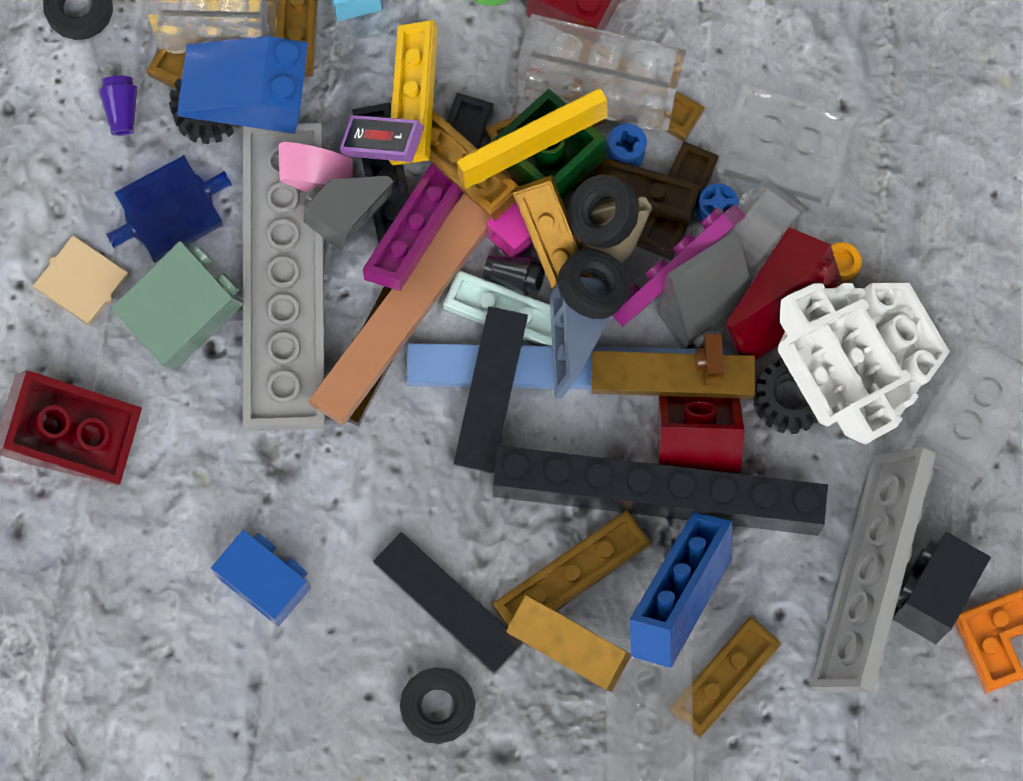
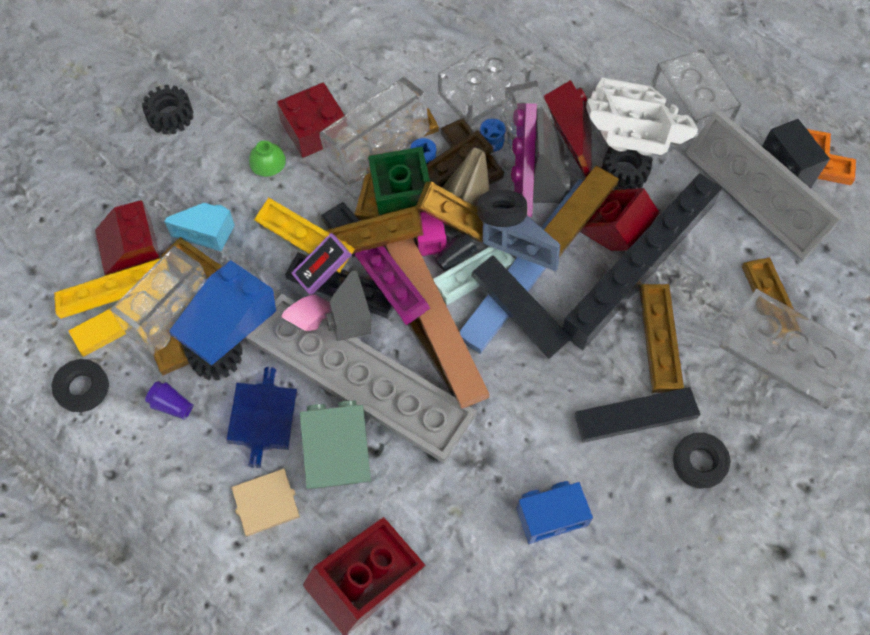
camera: 55 degrees left, 10 degrees down
(532, 138) = (396, 177): yellow tile -> none
(568, 643) = (716, 355): pearl gold tile -> none
(583, 202) = (461, 156): black tyre -> none
(681, 590) = (725, 274): blue brick -> none
(710, 359) = (589, 180): reddish brown plate -> none

